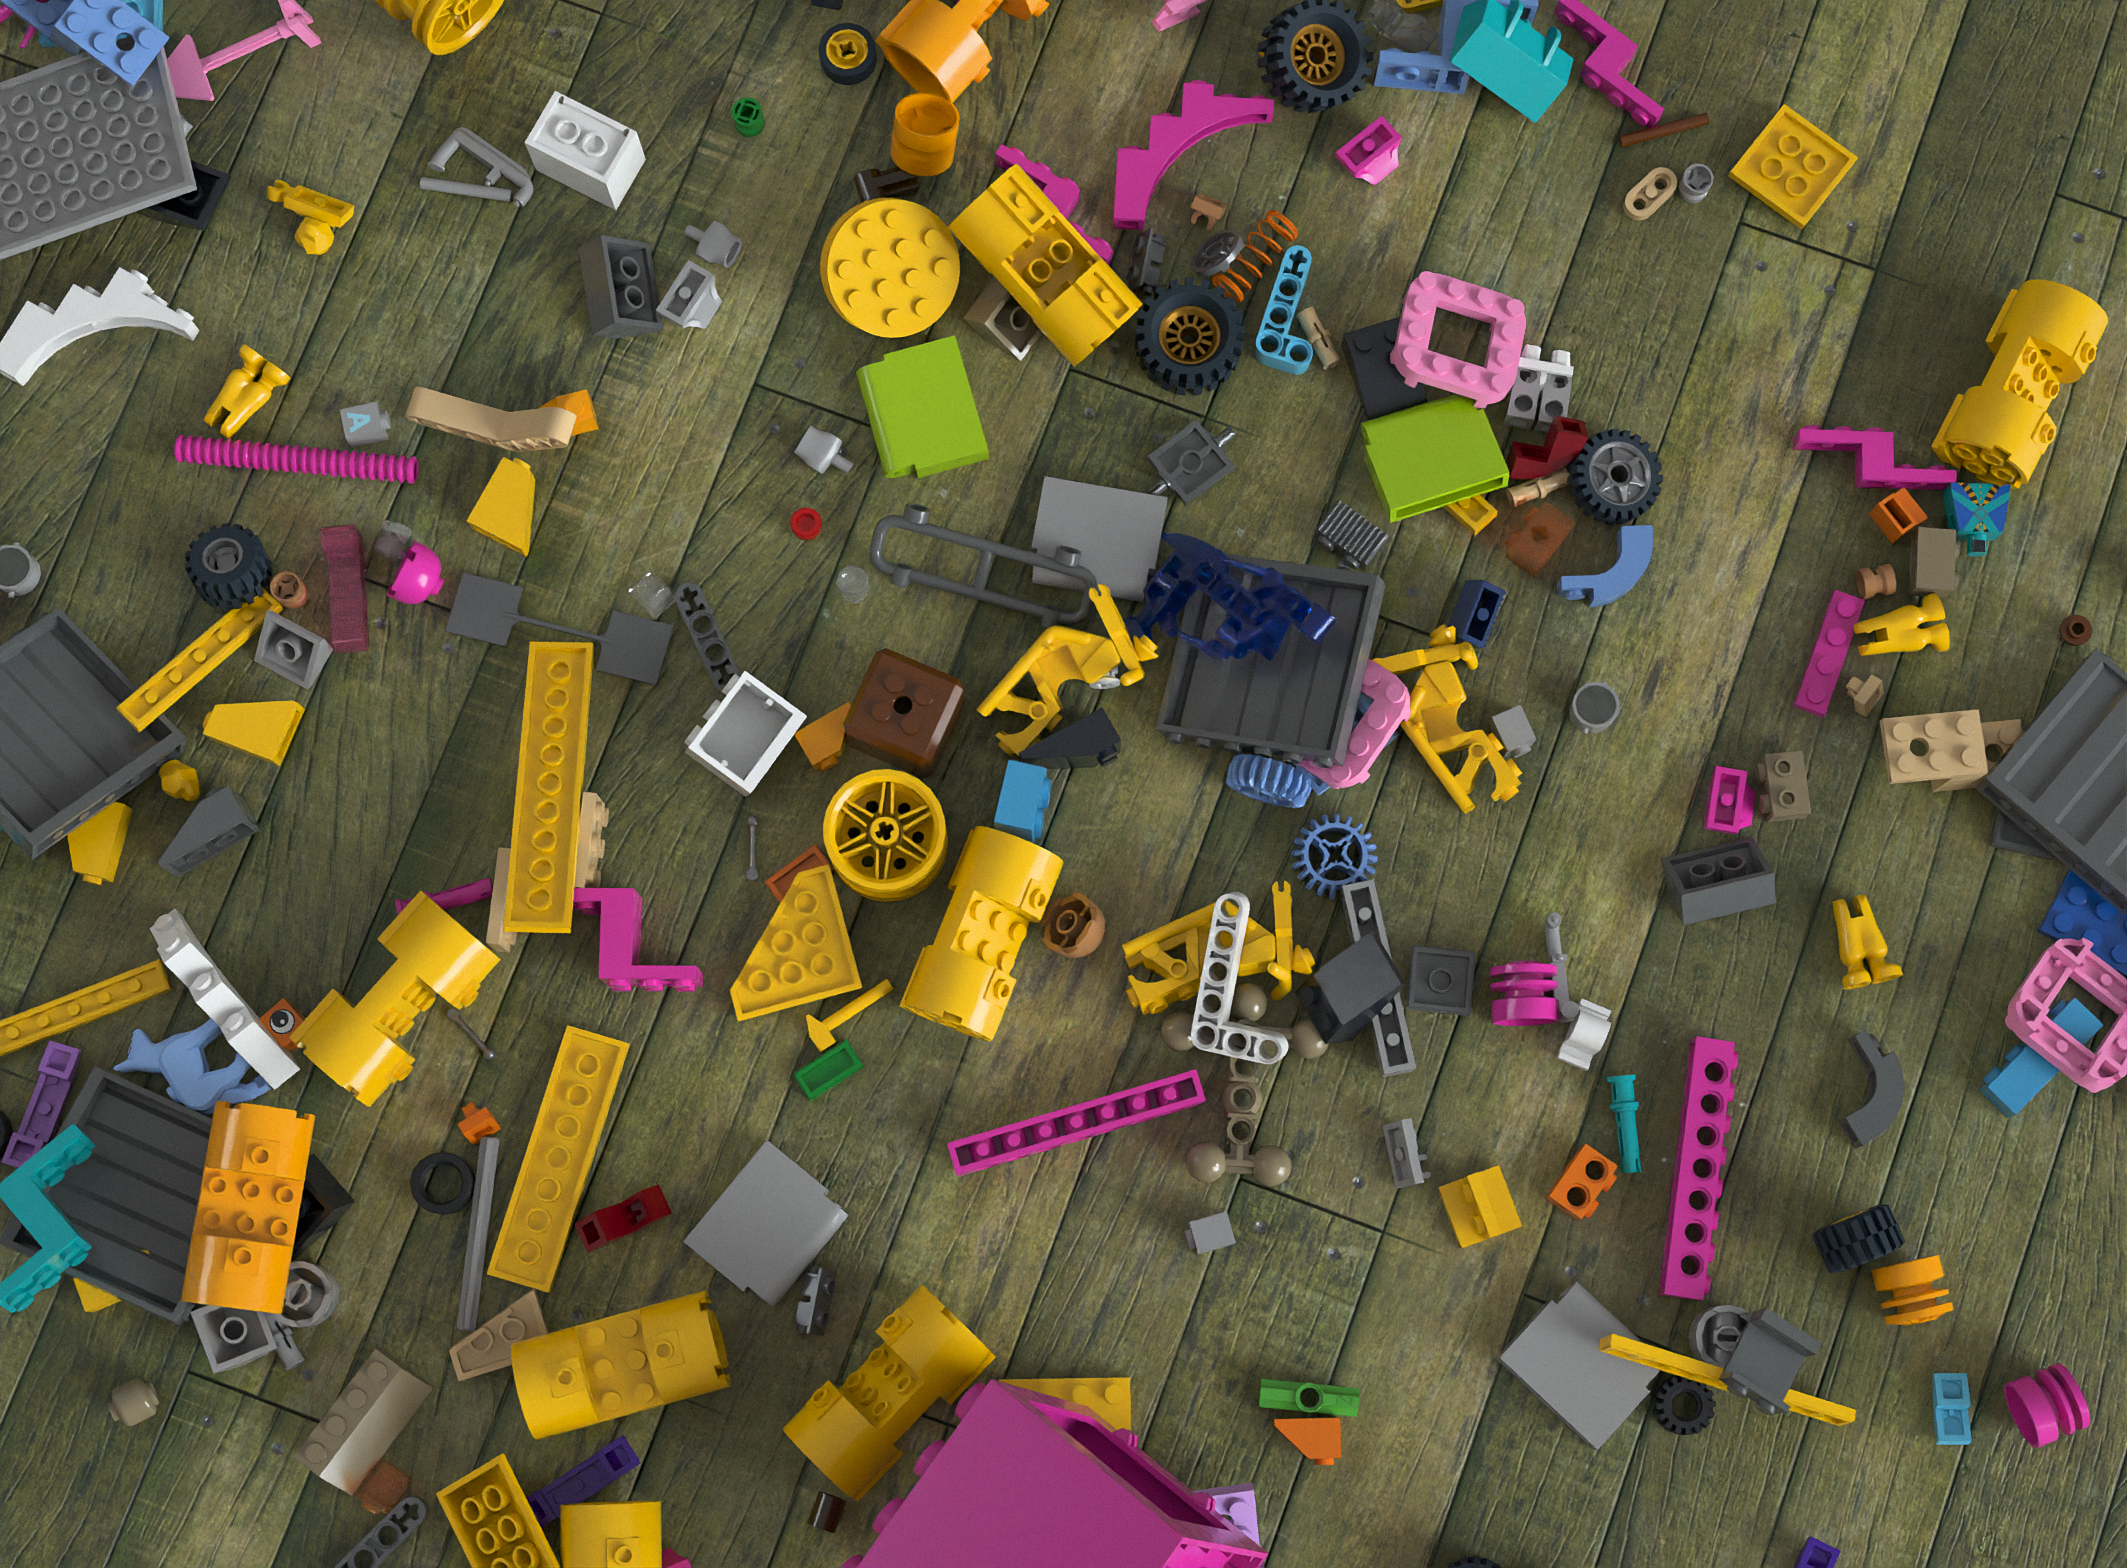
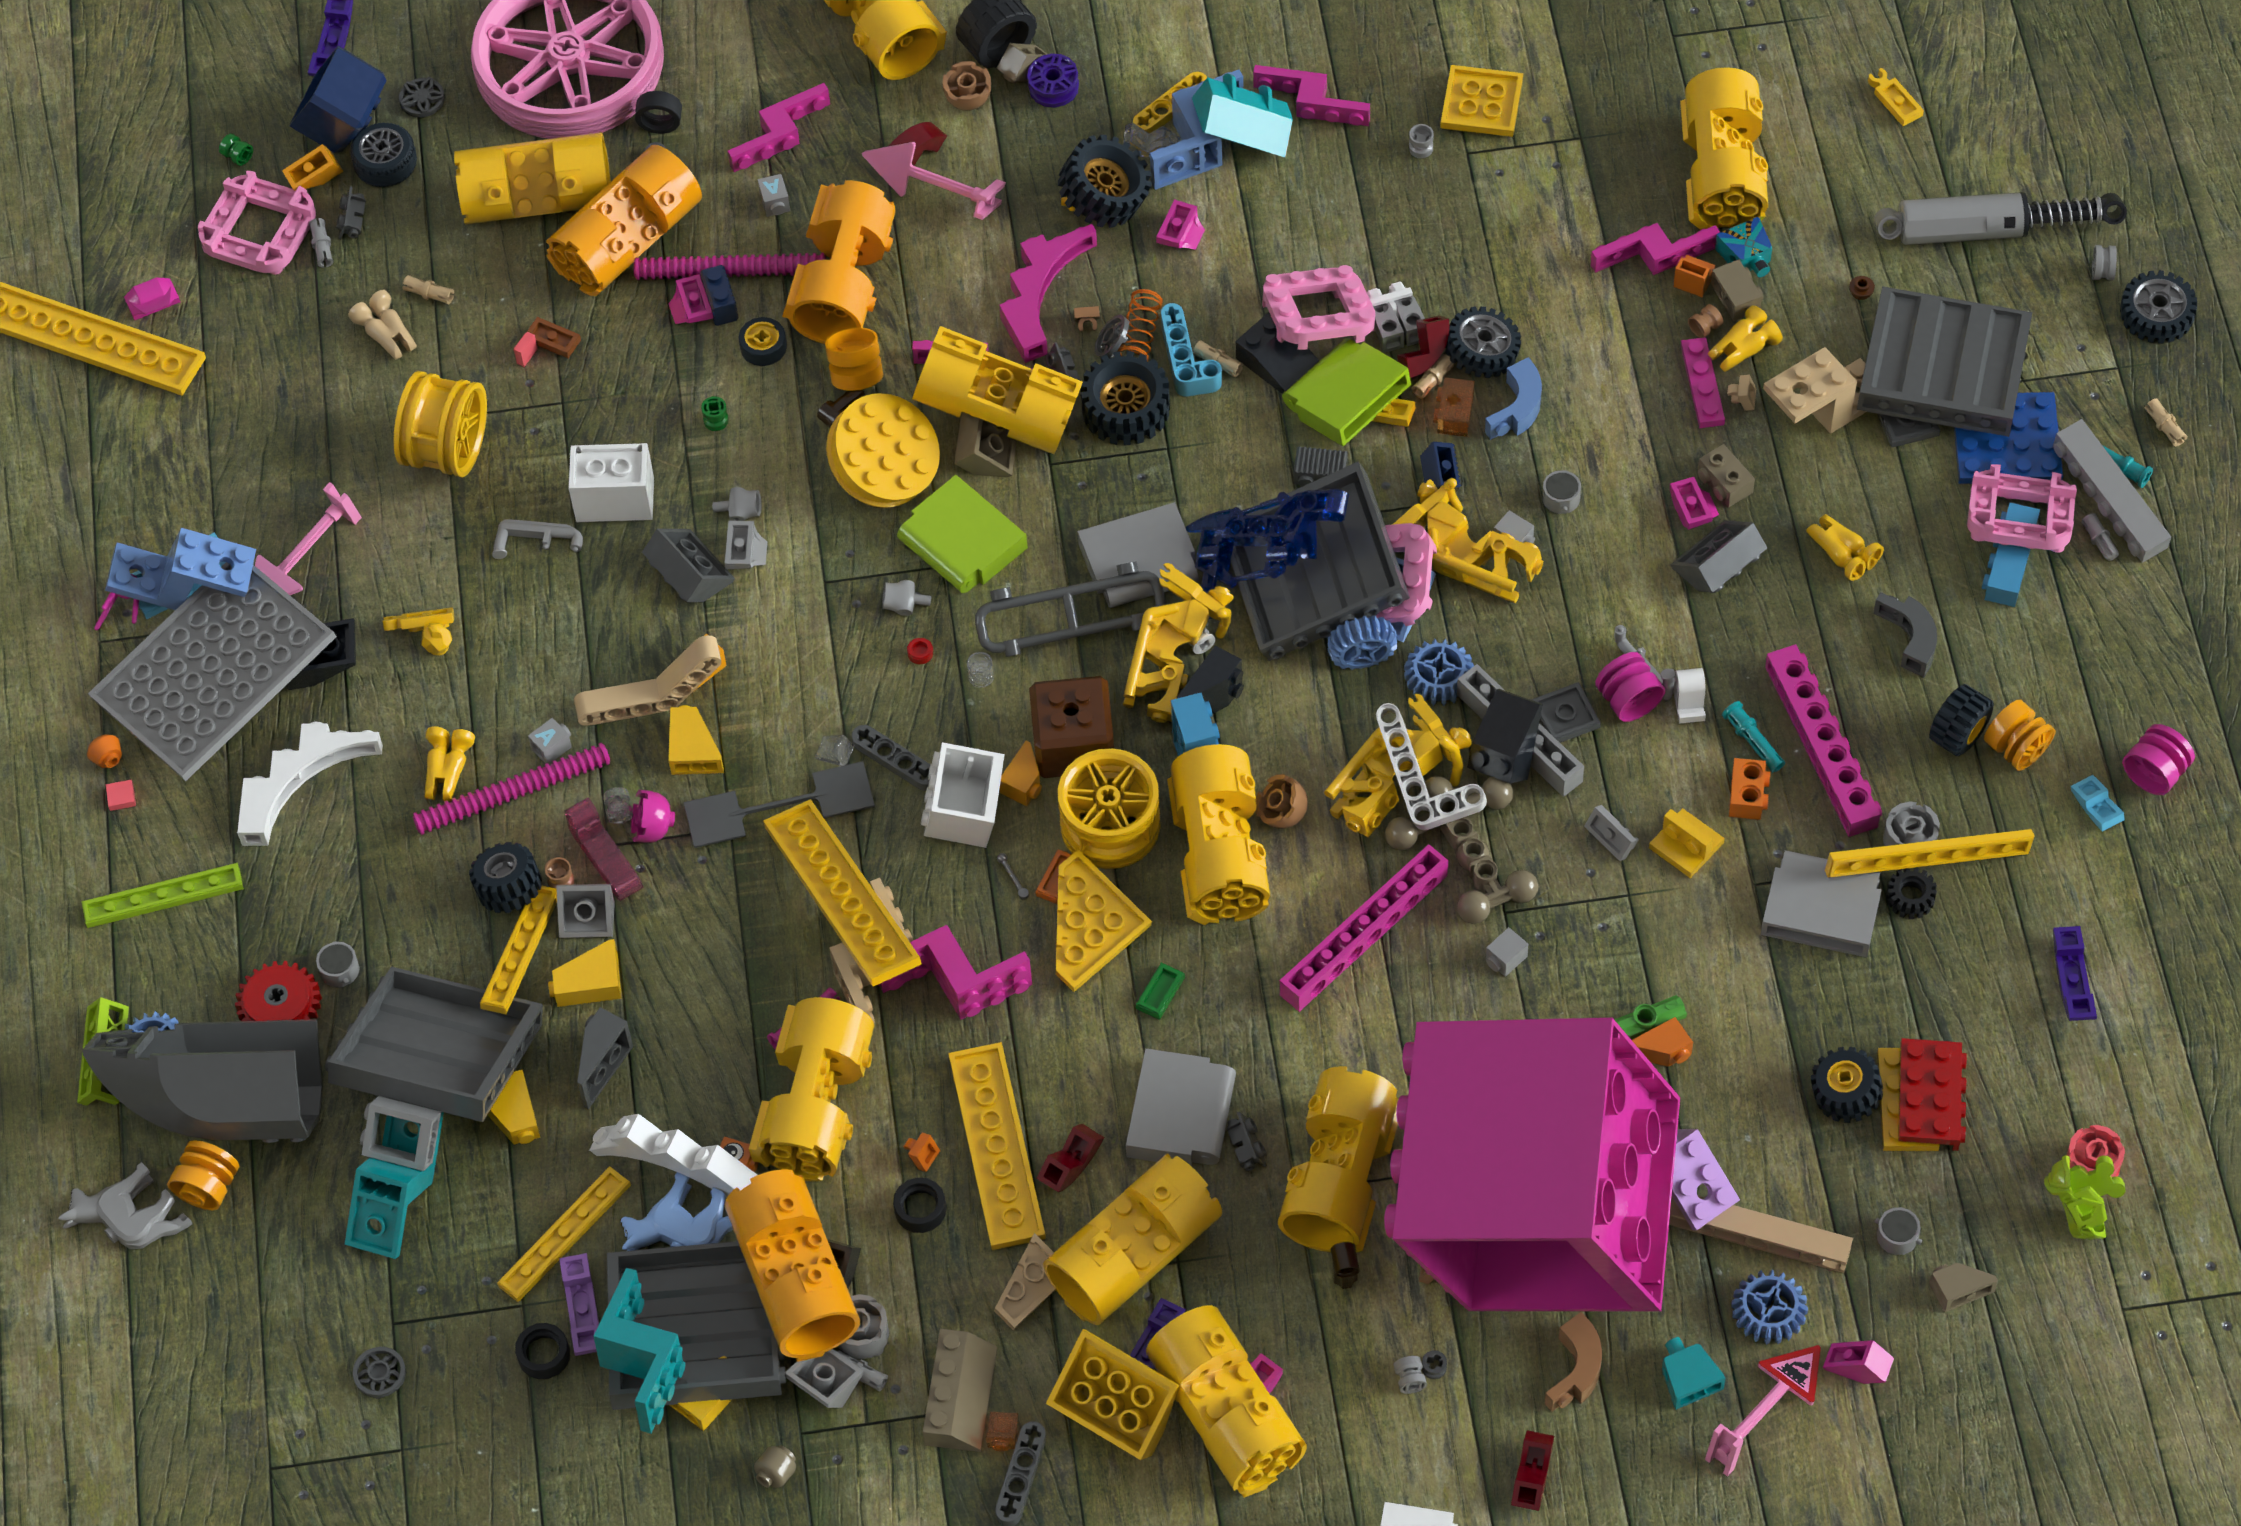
camera: 25 degrees left, 20 degrees down
(179, 780) = (553, 1039): yellow rock -> none
(454, 1015) = (857, 1095): flat silver hinge -> none
(466, 189) = (531, 558): light grey bar -> none
(477, 1234) = (967, 1226): light grey axle -> none
(820, 1031) = (1138, 968): yellow piece -> none
(1191, 462) = (1177, 477): dark grey plate -> none
(1648, 195) = (1392, 164): tan plate -> none
(1663, 130) = (1377, 121): reddish brown bar -> none
(1767, 1361) = (1948, 818): dark grey panel -> none

